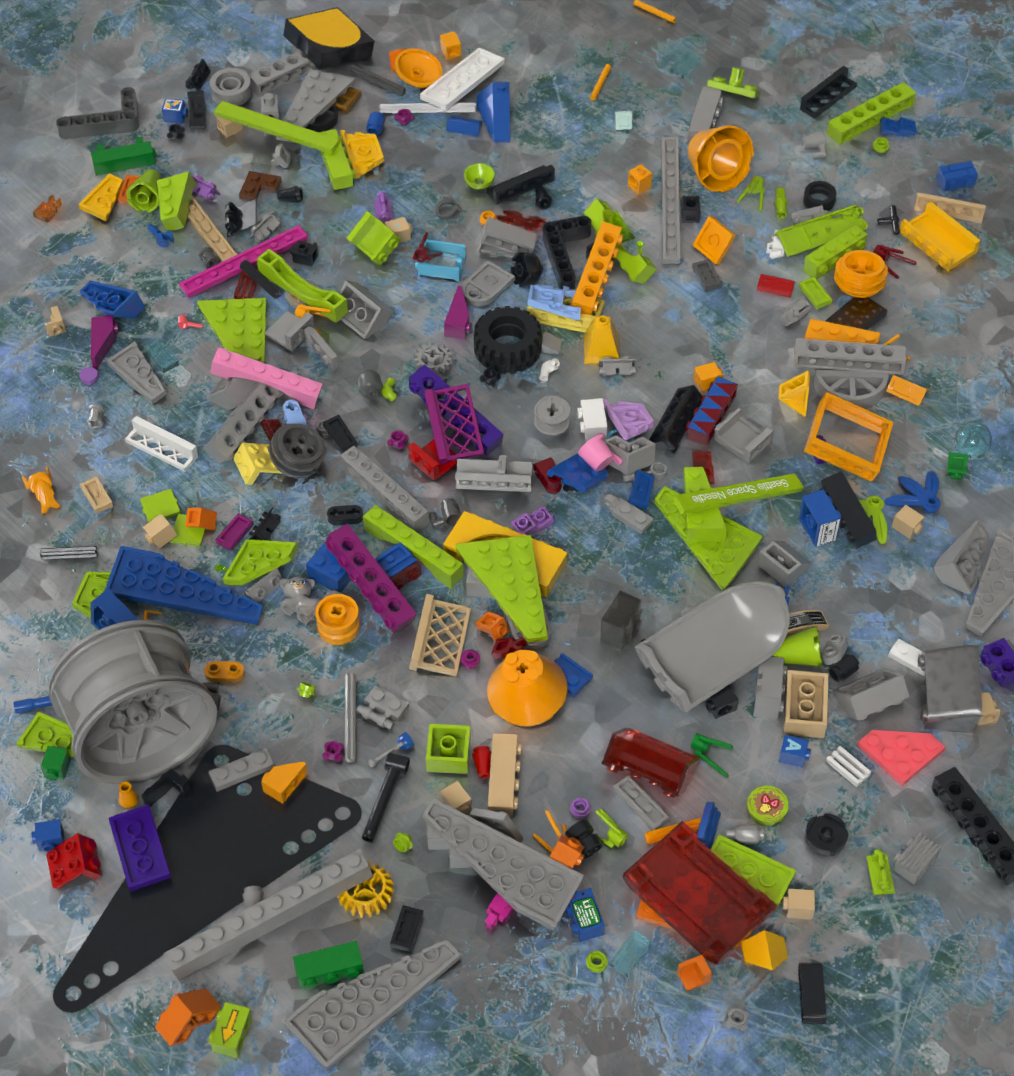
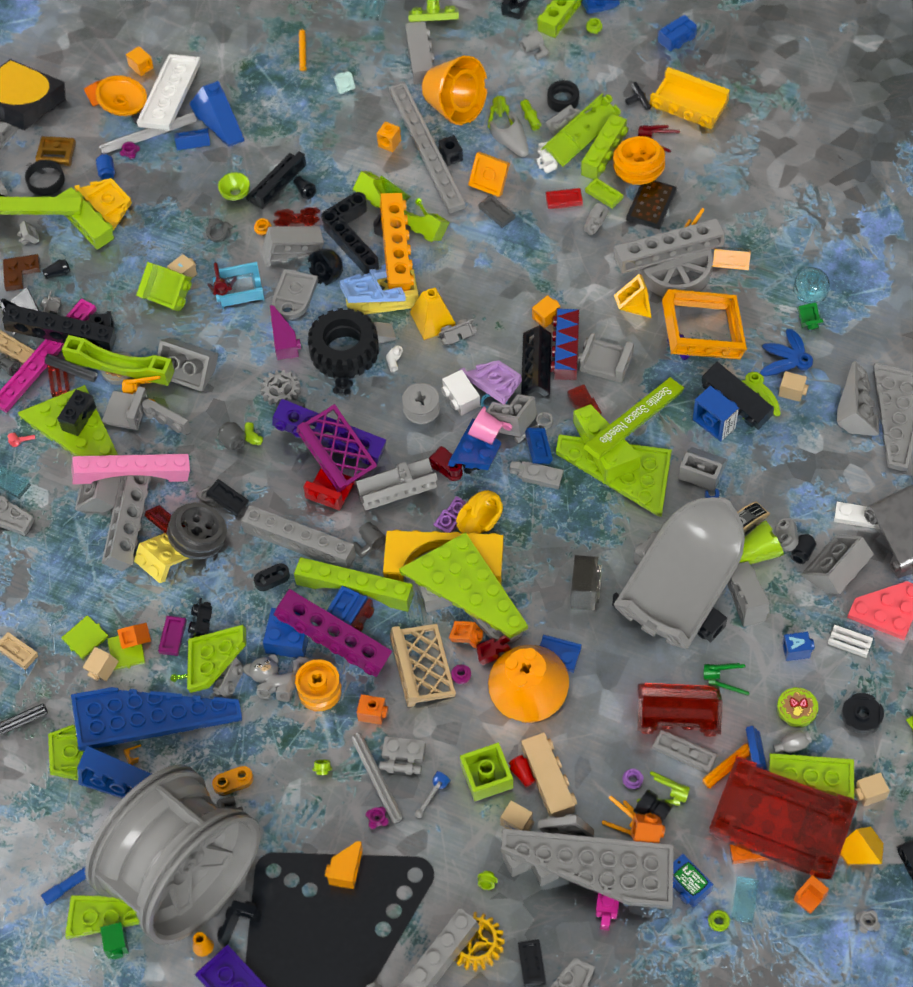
camera: 20 degrees left, 5 degrees up
(166, 442) = (56, 567): white fence -> none
(241, 769) = (298, 872): light grey plate -> none
(244, 316) = (76, 412): none -> black brick
(261, 239) = (56, 327): none -> black brick
(293, 413) = (173, 495): light blue piece -> none
(315, 97) = (33, 159): light grey wing -> none
(374, 658) = (372, 709): none -> orange brick
(376, 79) = (84, 120): dark grey axle -> none
(383, 208) = (156, 252): medium lavender hinge -> none
(396, 766) = (445, 808): black piece -> none
(400, 436) = (285, 477): magenta plate -> none
(556, 526) = (480, 513): none -> yellow hair
(755, 216) = (511, 137): none -> light grey animal
(805, 704) = (789, 597): tan brick -> none
(835, 332) = (642, 227): light orange wing -> none
(954, 208) = (690, 66): tan fence -> none

